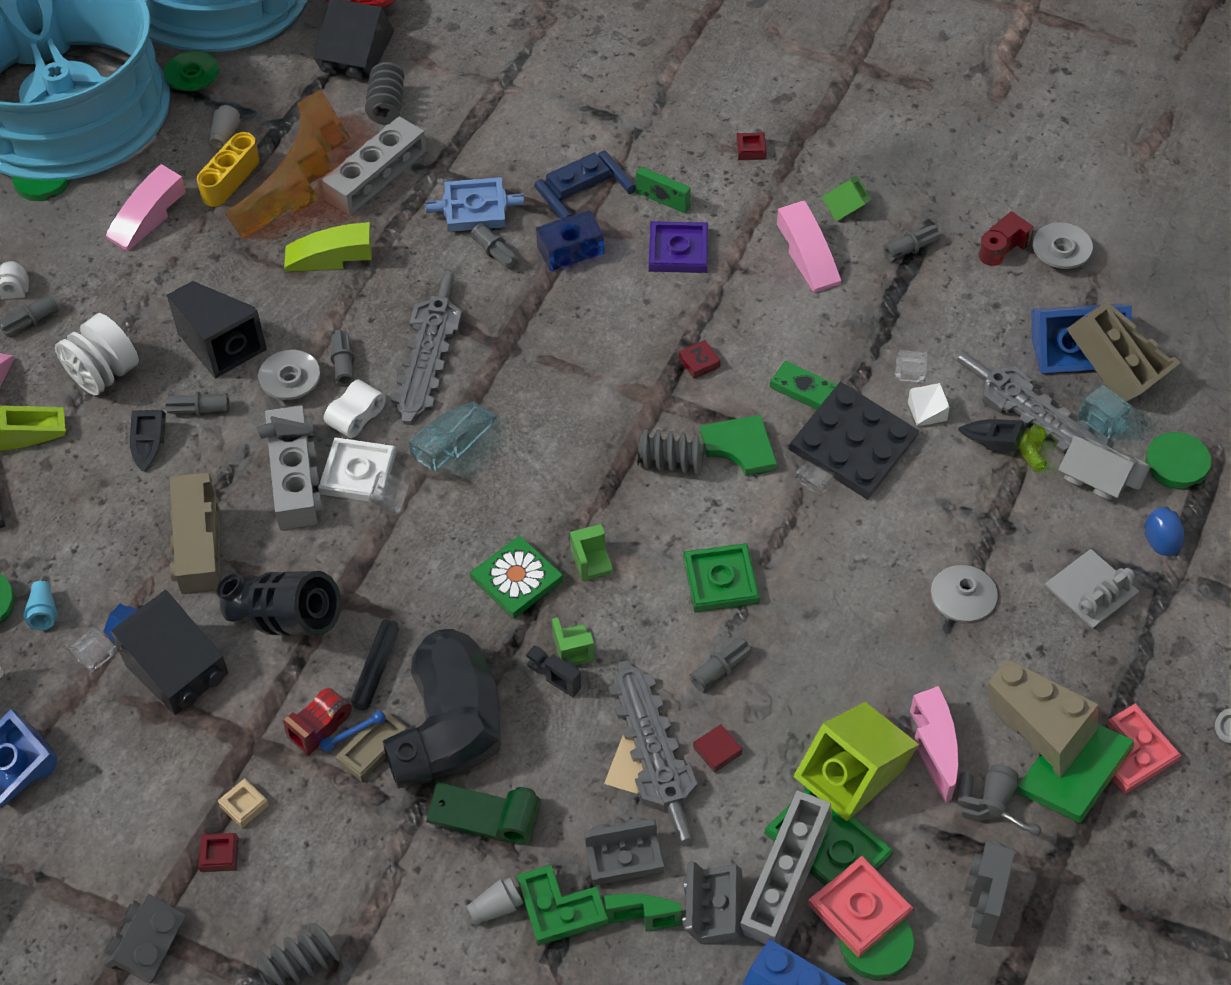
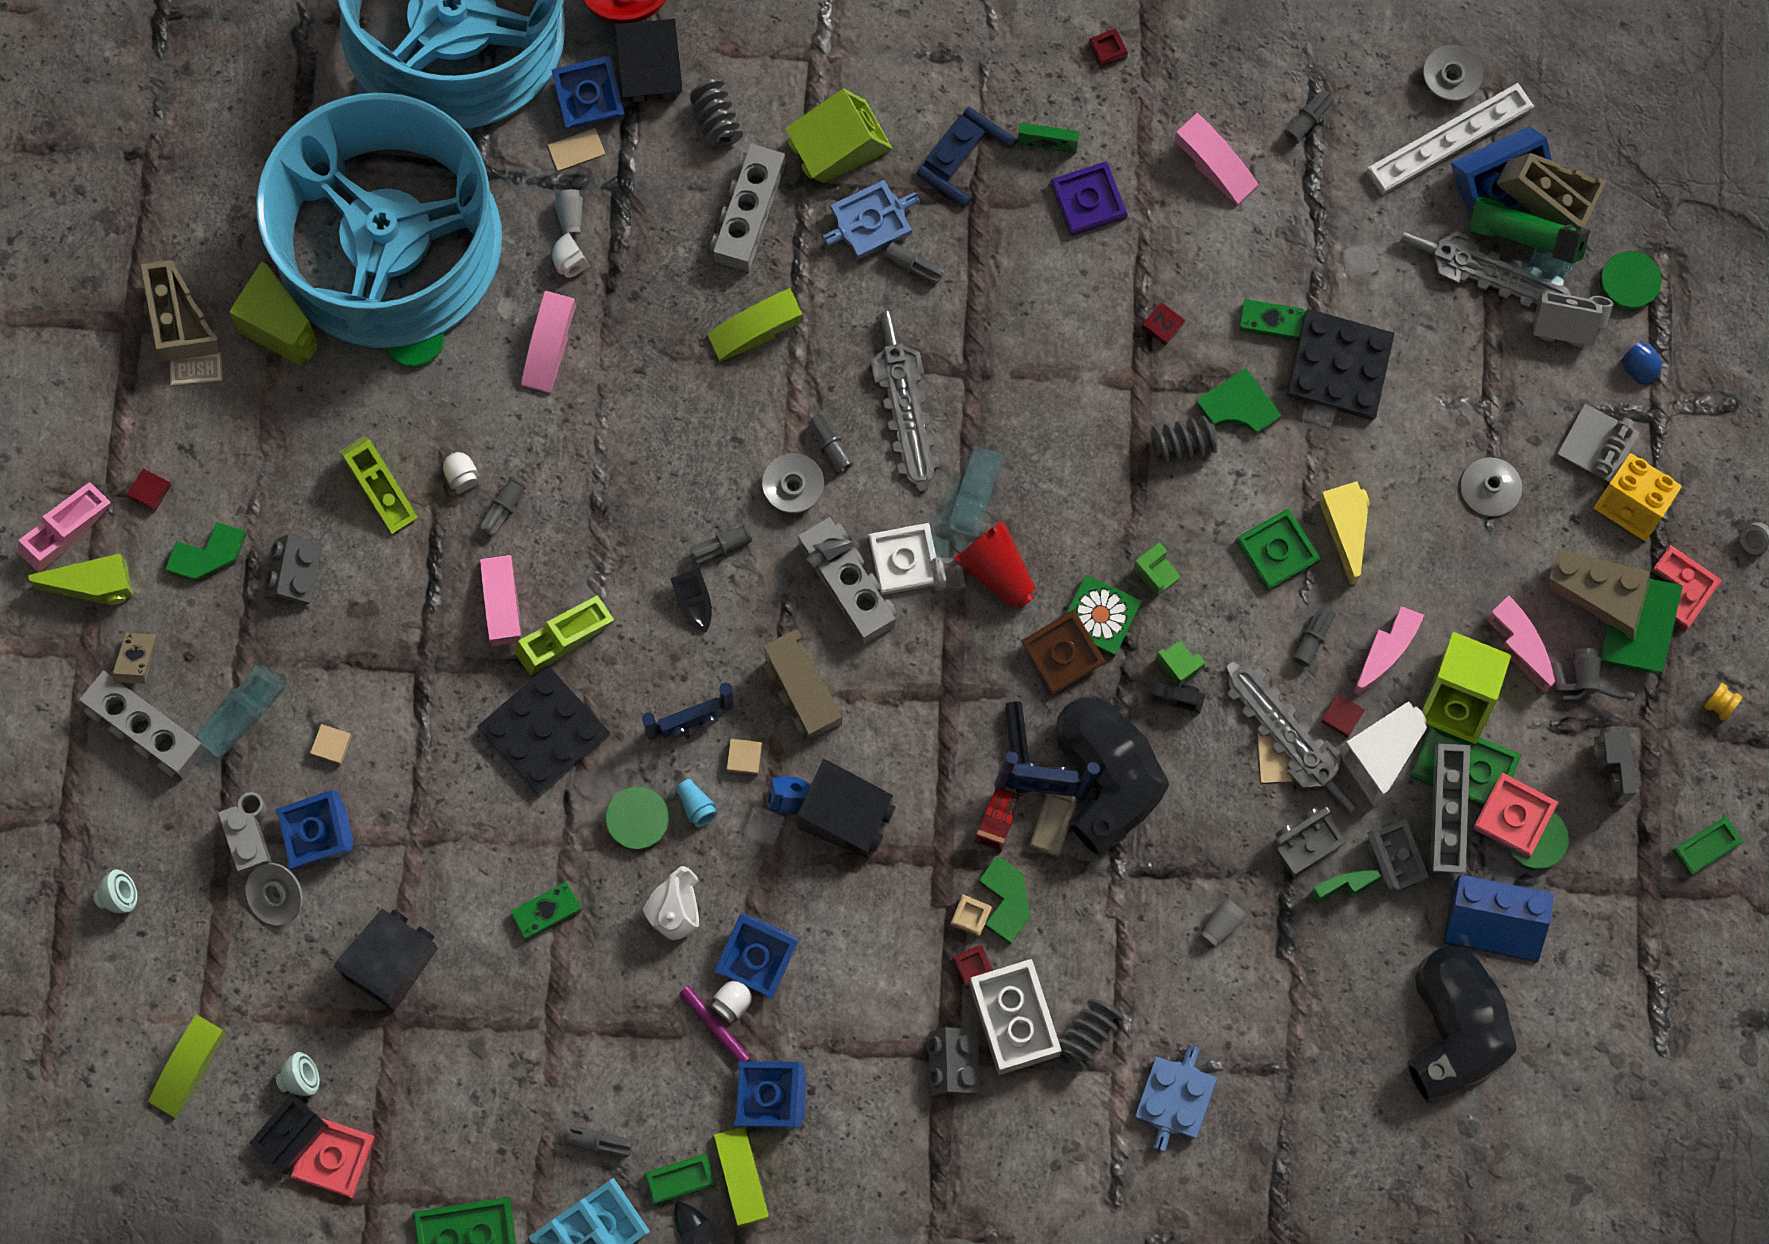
camera: 25 degrees left, 20 degrees up
(79, 531) = (703, 714): none -> dark blue plate
(97, 354) = (605, 532): white wheel -> none
(111, 583) = (744, 756): none -> tan tile
(191, 70) = (502, 140): green dish -> none
(200, 154) = (568, 257): none -> white piece
(216, 327) = (700, 460): black slope -> none
(225, 912) = (1015, 1017): none -> white brick
(228, 169) = (604, 250): yellow beam -> none
(259, 92) = (576, 149): none -> tan sticker
(282, 601) = (916, 725): black cylinder -> none
(287, 50) = (587, 92): none -> blue slope
(287, 813) = (1009, 886): none -> green tile
(306, 162) = (689, 236): clear orange arch -> none
(328, 743) = (1015, 835): blue hinge -> none
(354, 408) = (872, 497): white axle -> none
(374, 691) = (1045, 780): none -> dark blue plate
(436, 493) = (999, 566): none -> red cone
(462, 592) = (1063, 651): none -> reddish brown plate
(479, 135) = (837, 137): none -> lime slope
(486, 815) = (1179, 849): dark green door -> none
(558, 916) = (1273, 915): green plate -> none
(570, 240) = (991, 216): clear blue brick -> none
(742, 787) = (1382, 750): none -> white slope
(790, 699) = (1388, 648): none -> bright pink slope
(801, 573) = (1347, 518): none -> light yellow slope
(846, 198) = (1228, 85): bright green panel -> none
(928, 404) = (1393, 301): white slope -> none
(995, 433) = (1462, 311): black plate -> none
(1003, 237) = (1390, 89): dark red leg -> none
(1021, 299) = (1450, 139): none -> white tile
(1031, 445) = (1498, 313): clear neon green arm -> none
(1088, 377) = (1494, 218): none -> green piece
(1113, 646) = (1638, 497): none -> yellow bracket
(1140, 873) = (1723, 702): none -> yellow wheel

